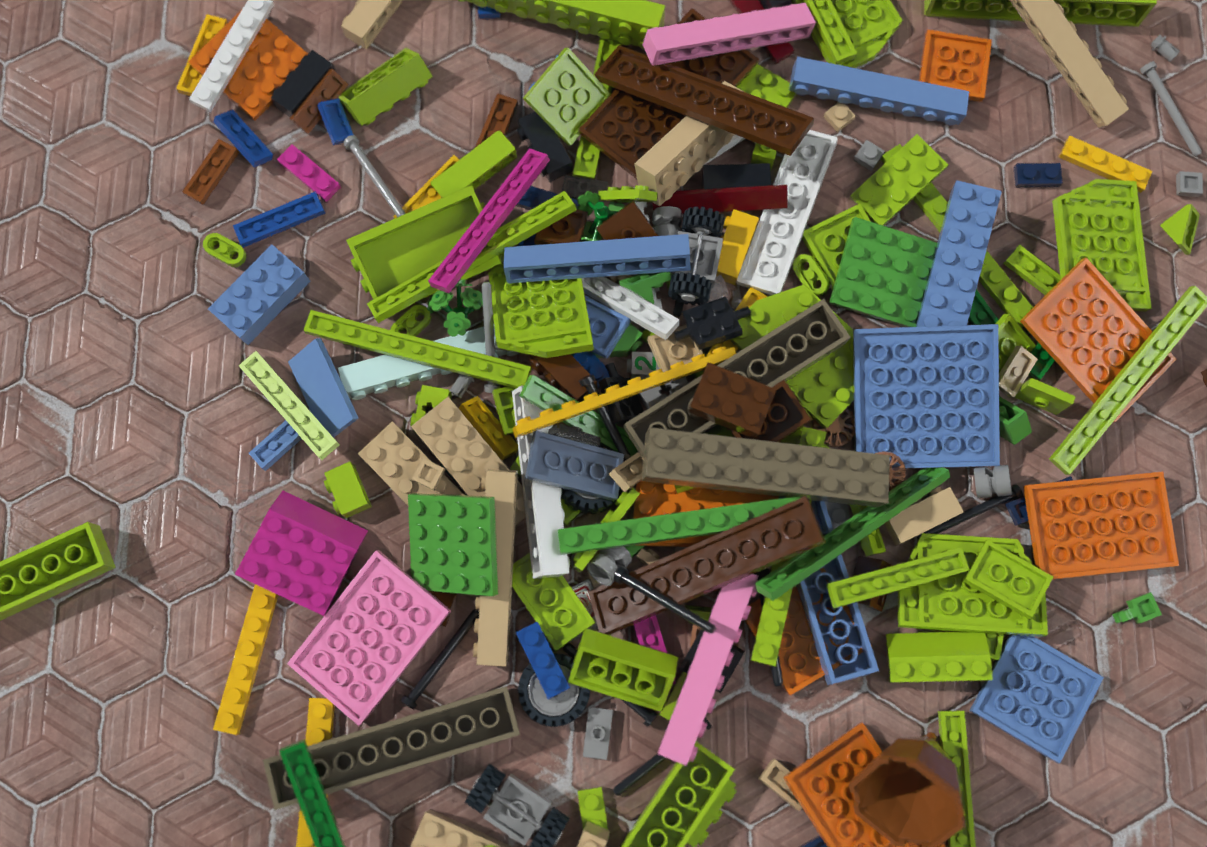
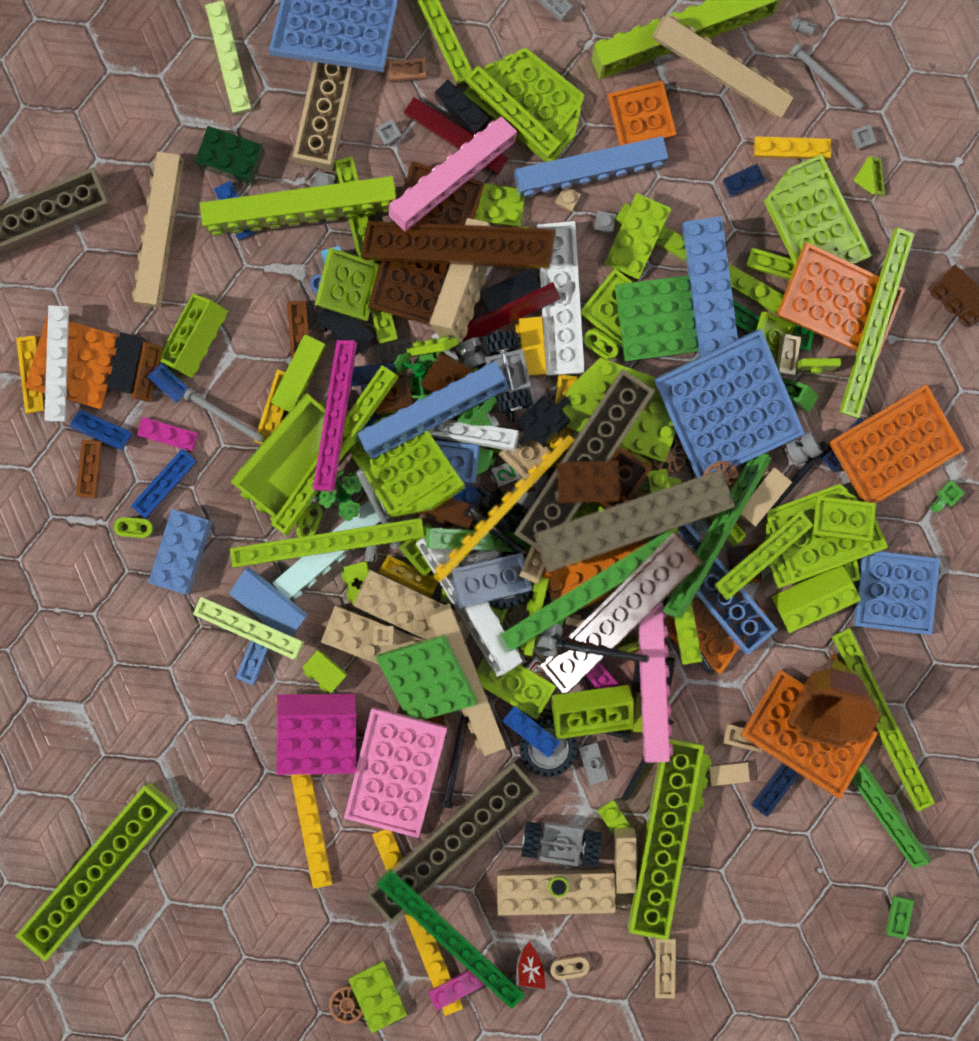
camera: 25 degrees left, 10 degrees up
(750, 819) = (729, 773): none -> tan tile

